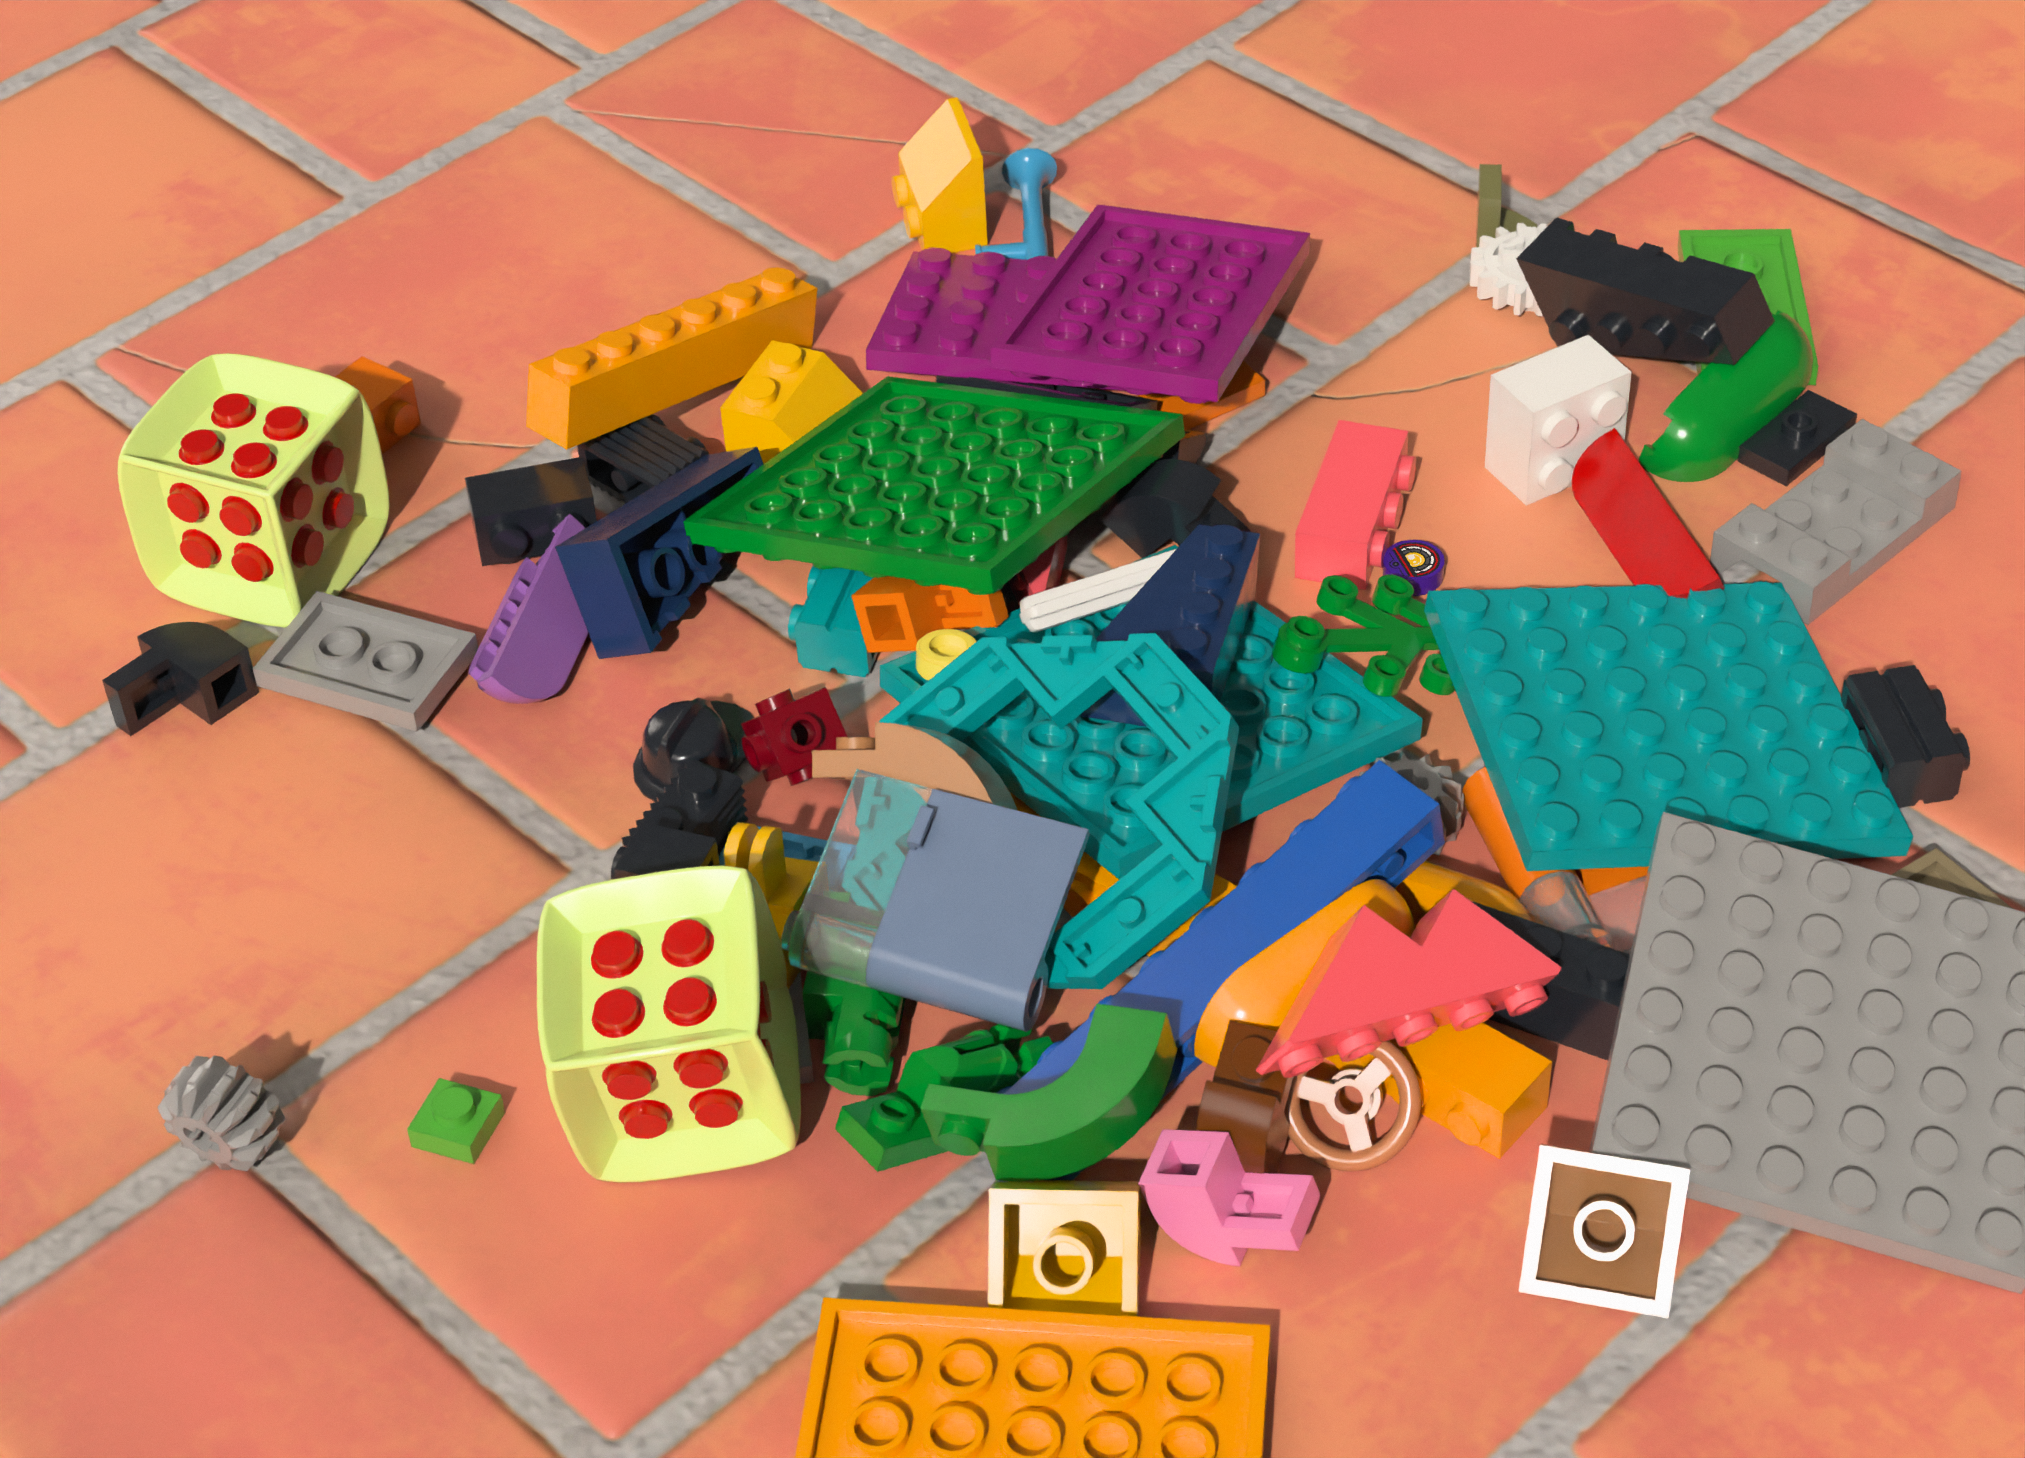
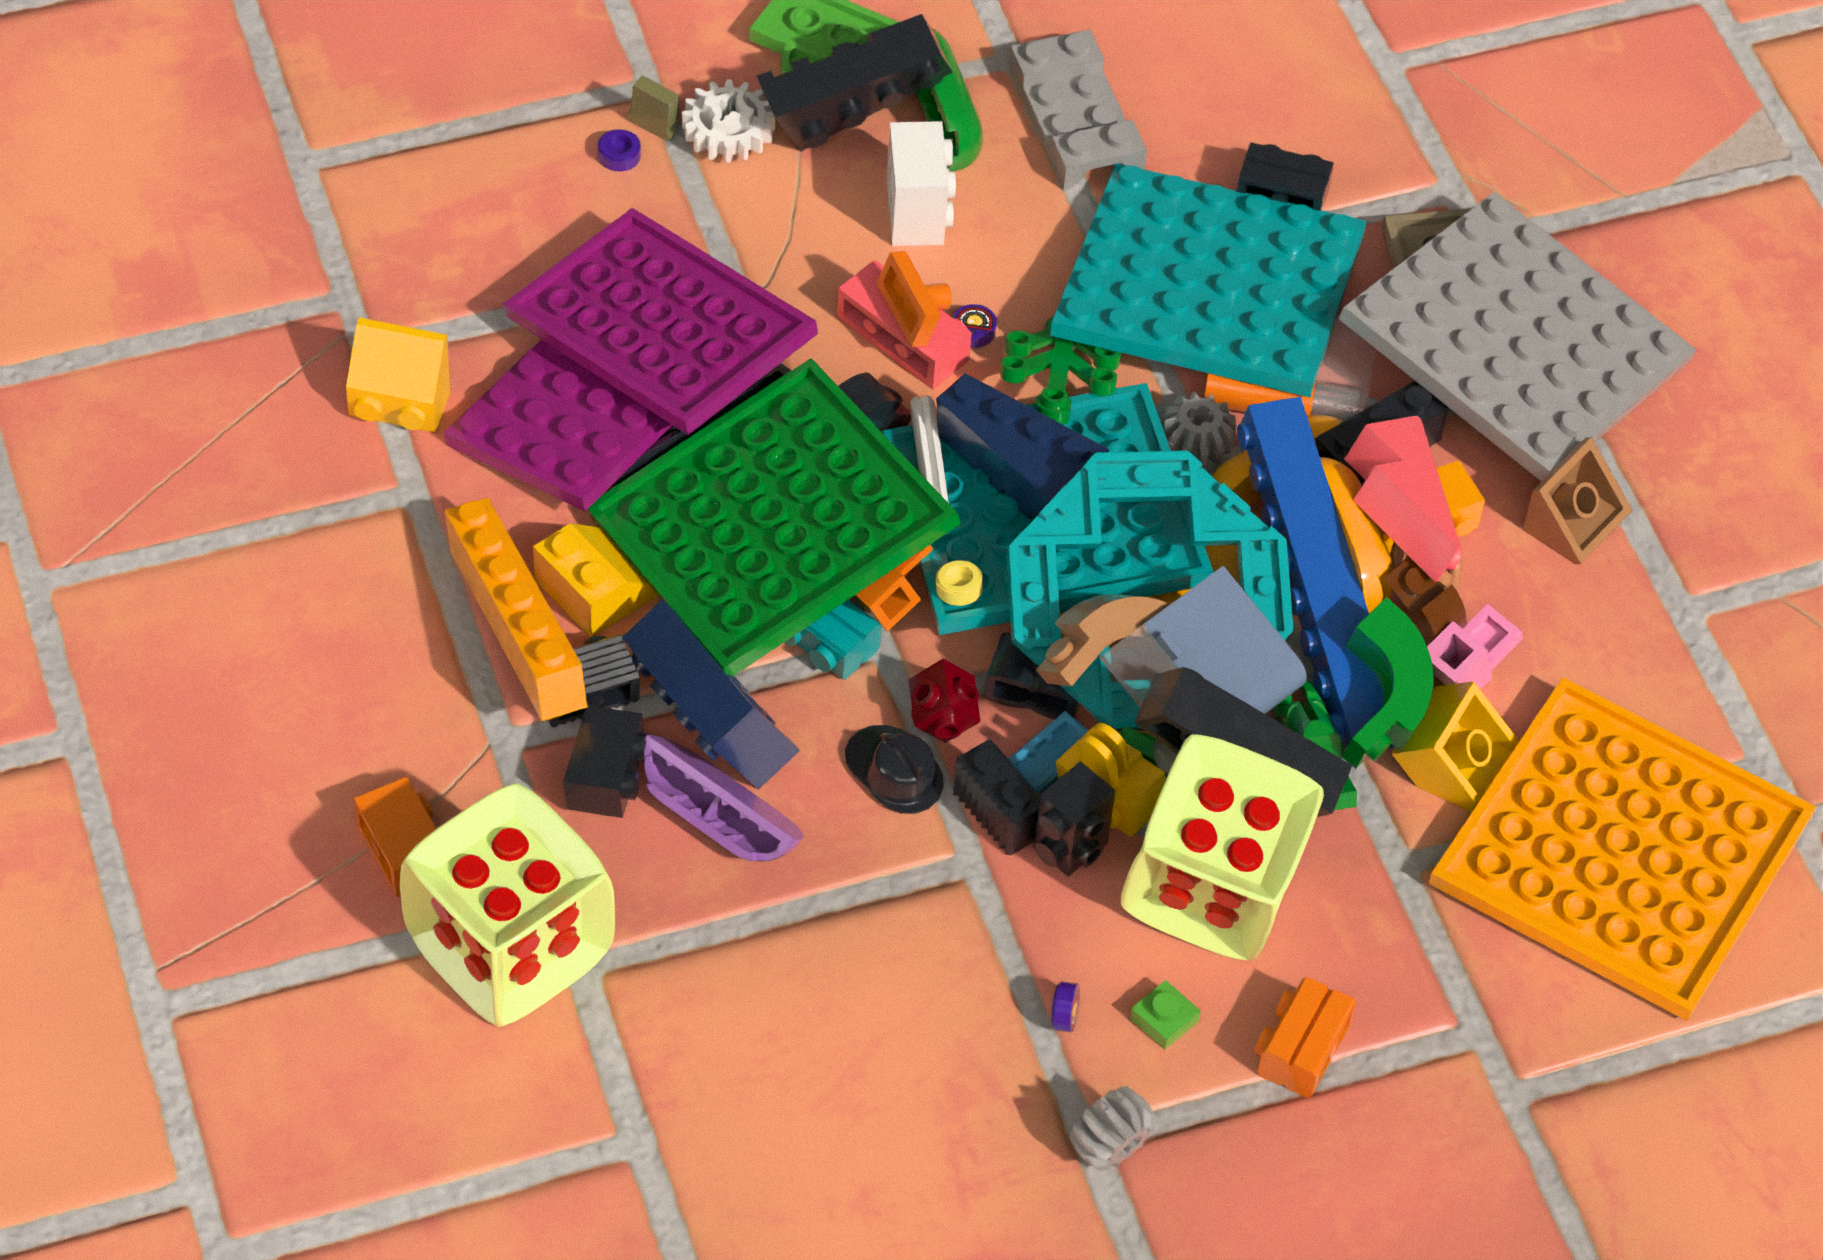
camera: 70 degrees left, 10 degrees up
(183, 666) = (629, 1025): black brick -> none
(366, 660) = (689, 918): light grey plate -> none
(405, 1014) = (1065, 1006): none -> dark purple tile
(477, 1263) = (1305, 1037): none -> orange brick
(821, 961) = (1188, 704): none -> black wedge
(1029, 172) = (487, 364): dark azure piece -> none
(1355, 463) = (910, 300): none -> orange tile
(1421, 223) = (619, 150): none -> dark purple tile
(1638, 520) = (1031, 197): brick -> none
(1796, 437) = (986, 85): black plate -> none

